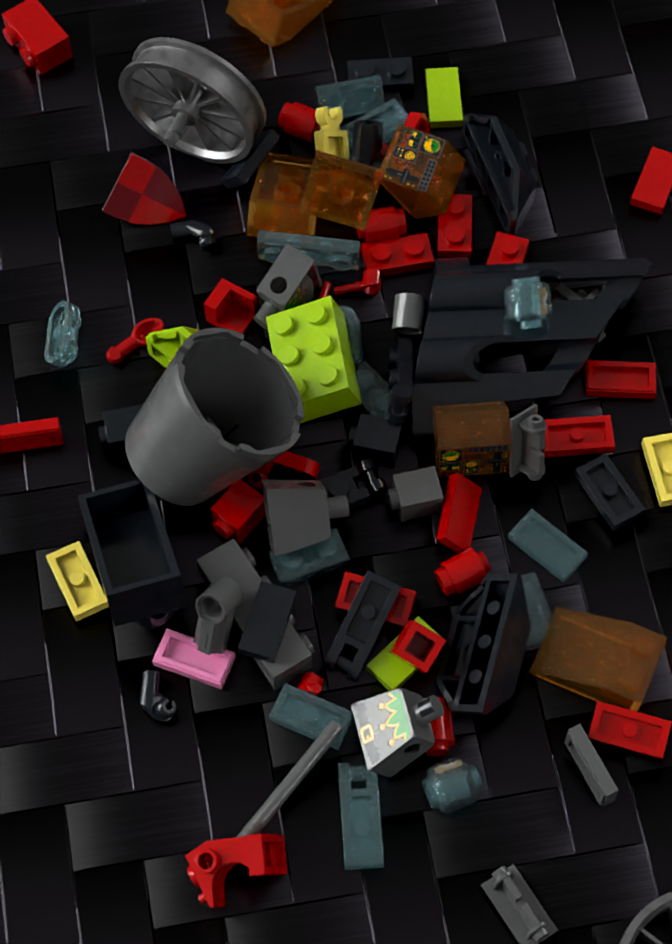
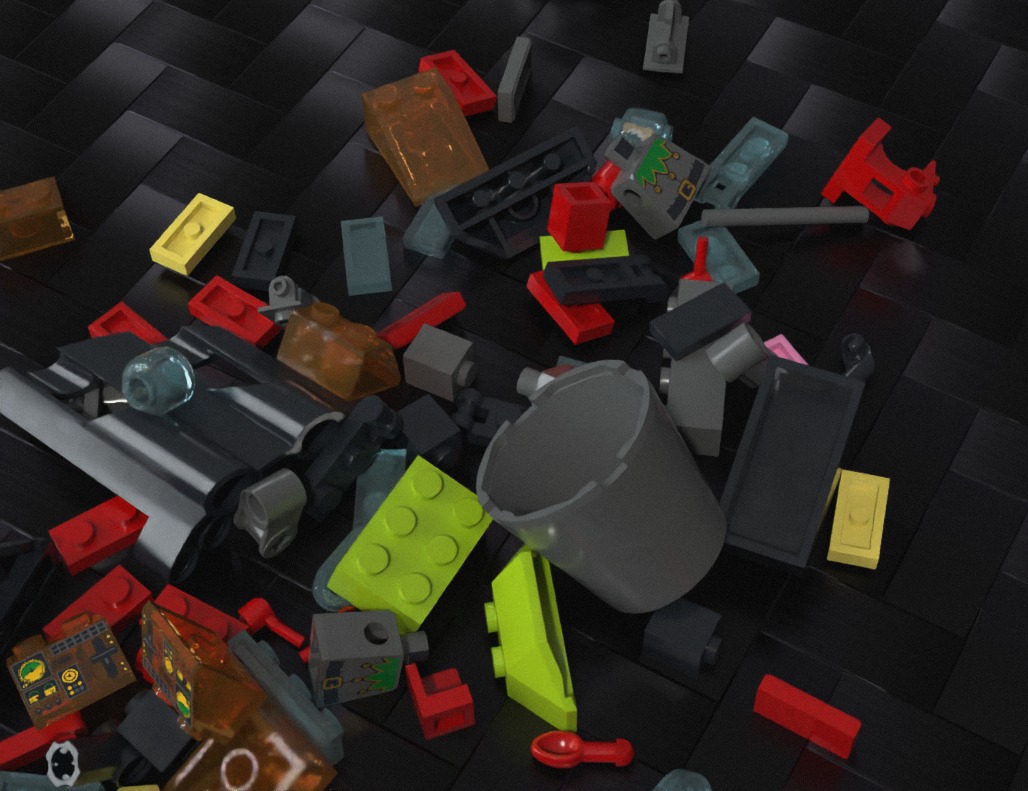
camera: 140 degrees left, 10 degrees down
(462, 572) = (467, 273): red brick -> none

